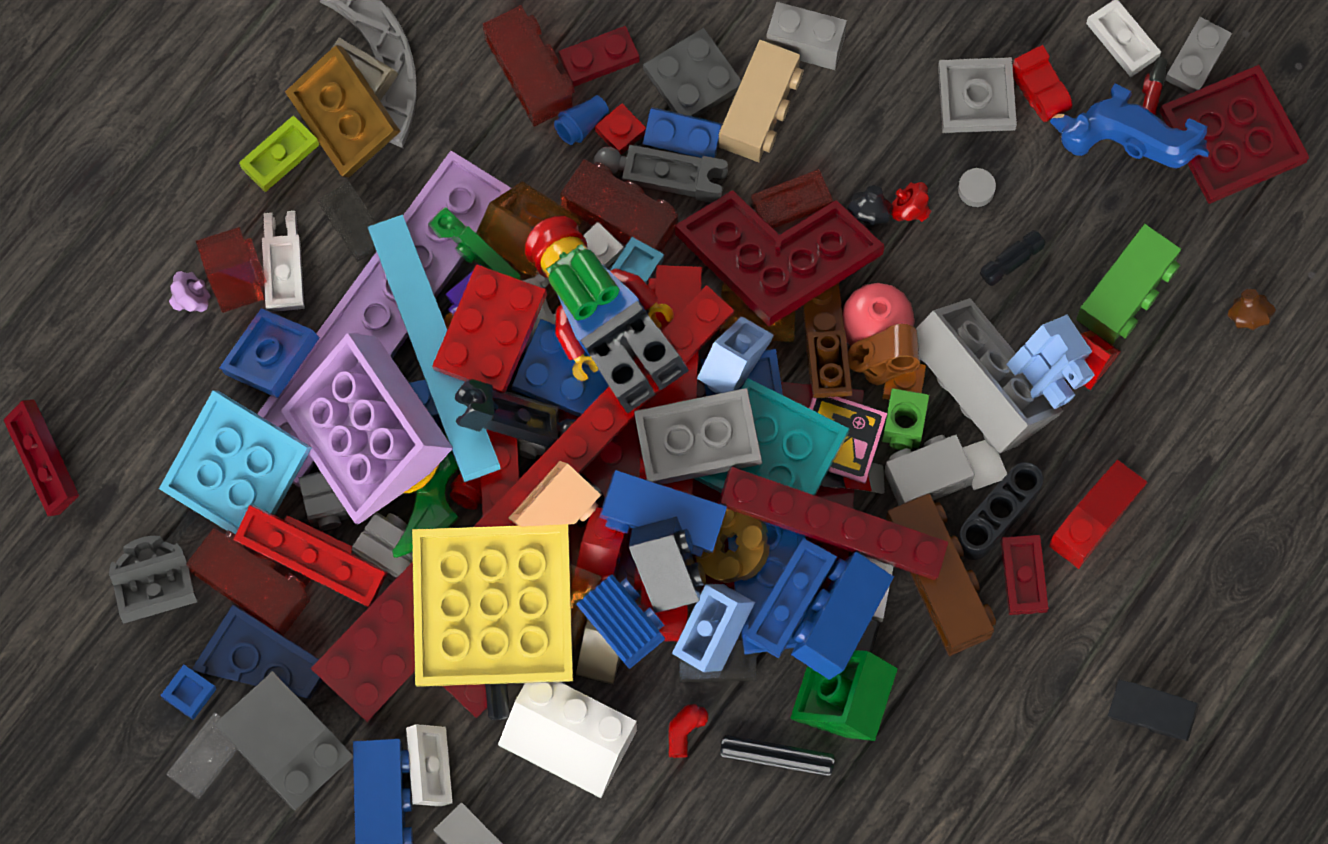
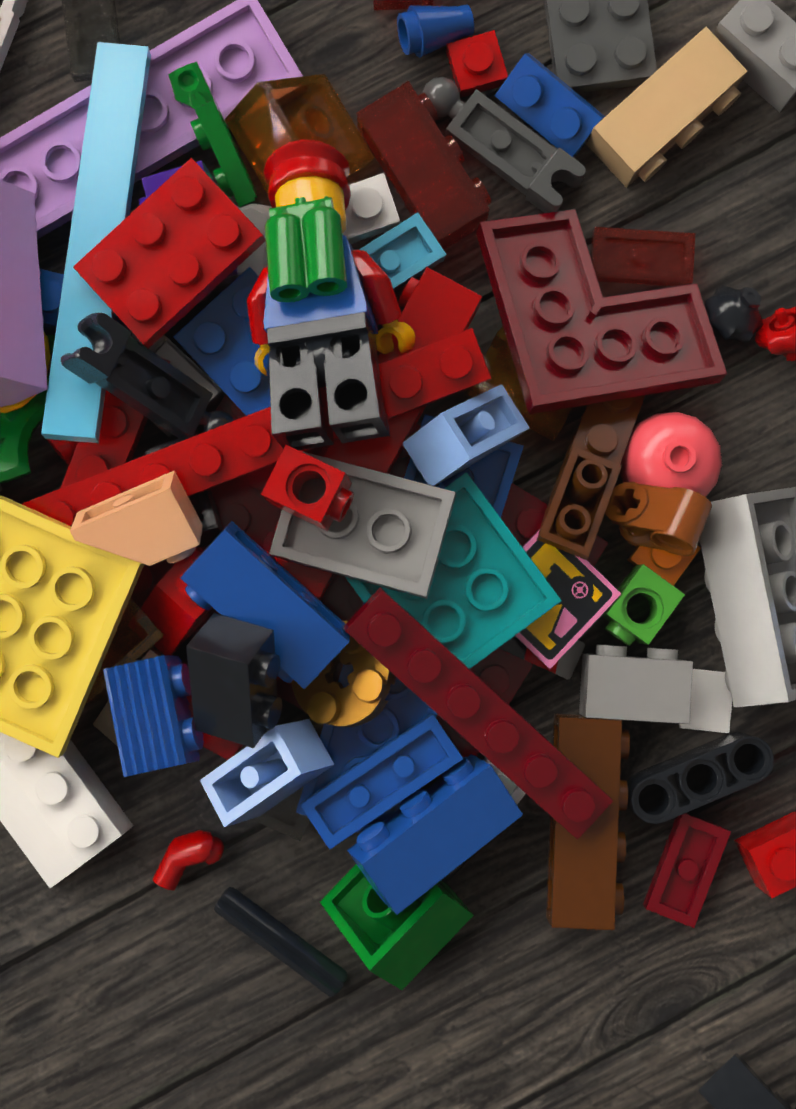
camera: 25 degrees right, 15 degrees up
(642, 415) = (292, 472): none -> red brick

